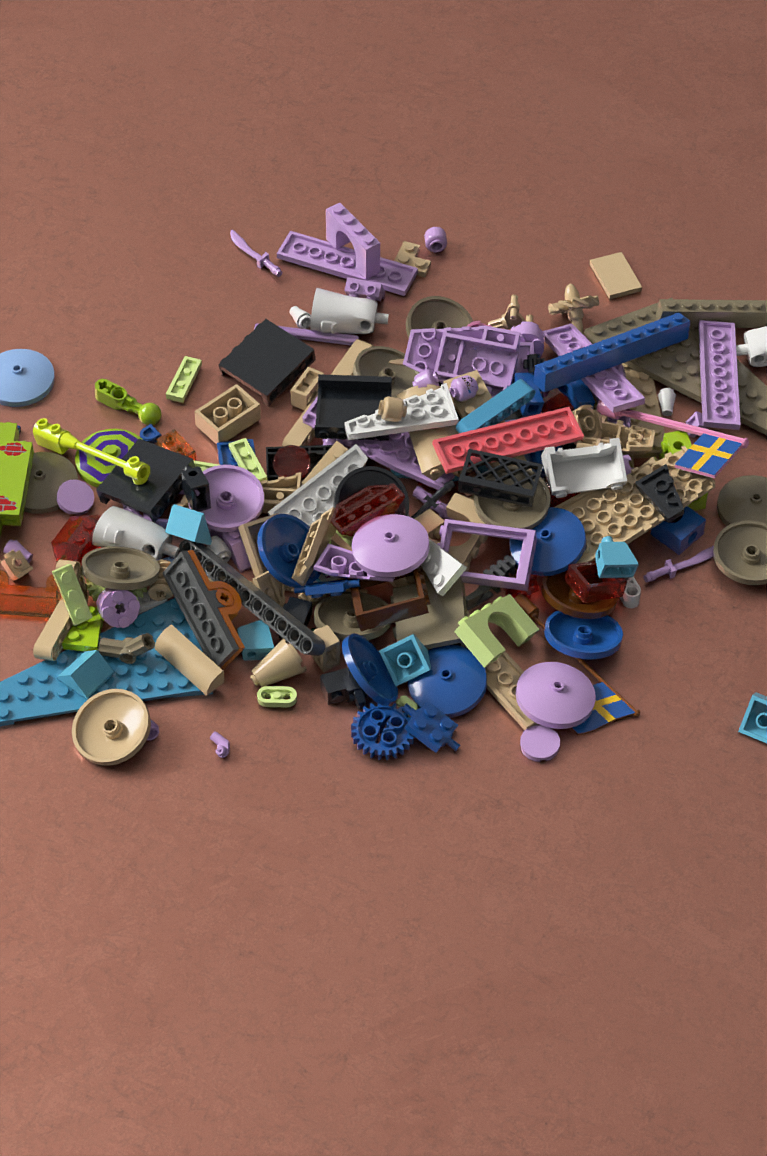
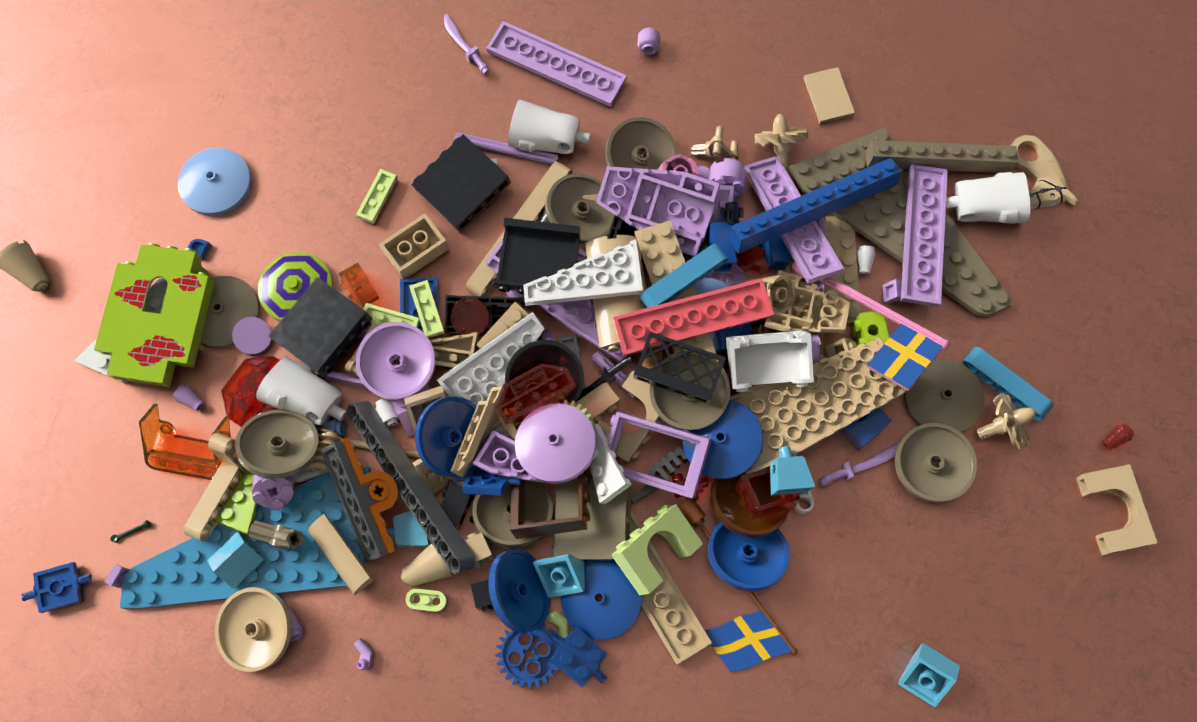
camera: 10 degrees right, 20 degrees up
(15, 572) = (187, 423): tan brick -> none
(61, 440) = (248, 270): neon yellow bar -> none
(72, 594) = (224, 473): yellowish green plate -> none
(108, 392) = (337, 235): lime beam -> none
(150, 434) = (336, 261): blue tile -> none
(188, 525) = (353, 393): medium azure slope -> none
(193, 480) = (361, 355): black torso -> none
(301, 317) = (502, 127): white cone -> none
(305, 388) = (493, 222): tan brick -> none
(343, 228) = (554, 30): lavender arch -> none
(364, 289) = (567, 102): lavender plate -> none
(392, 409) = (573, 276): tan head -> none
(408, 256) = (618, 61): tan plate -> none
(426, 377) = (617, 226): lavender head -> none
(463, 388) = (653, 247): lavender head -> none
(539, 743) = (689, 681): lavender tile -> none
(555, 695) = (695, 639): lavender dish -> none
(661, 493) = (849, 399): black wing -> none

